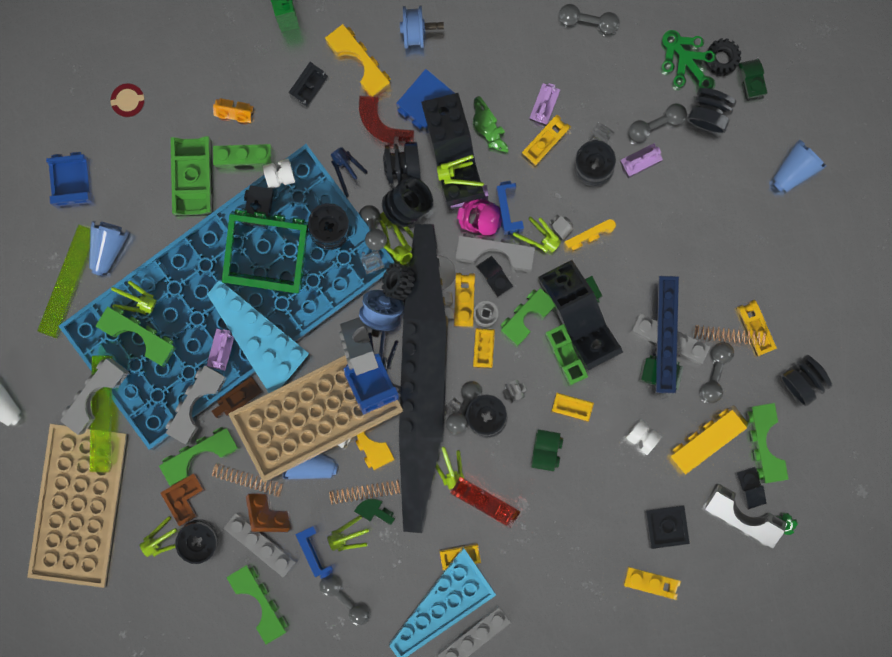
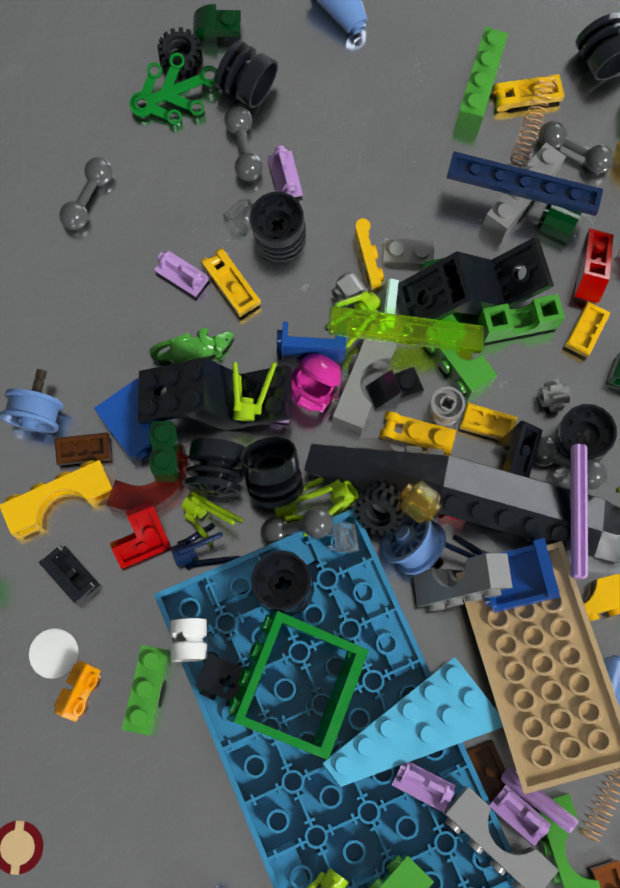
camera: 85 degrees left, 10 degrees down
(191, 176) = (156, 774): bright green piece -> none
(216, 417) = (520, 815): none -> lavender hinge
(225, 432) = (541, 802): none -> lavender axle
(254, 88) = (53, 653): none -> white sticker
(344, 129) = (146, 540): none -> red plate
(375, 159) = (198, 506): none -> lime plant
(397, 69) = (82, 448): none -> reddish brown plate
(404, 305) = (420, 502): none -> clear yellow head
(406, 124) = (163, 456): none -> dark green brick
(425, 416) = (579, 512): none -> lavender axle
(469, 373) = (522, 448): none -> black slope
(531, 272) = (406, 329): none -> clear neon green tile
(553, 257) = (389, 296): none -> light aqua tile
(602, 264) = (407, 252): none -> light grey plate
(624, 403) = (594, 266): none -> red slope
(757, 289) = (481, 79): none -> bright green arch

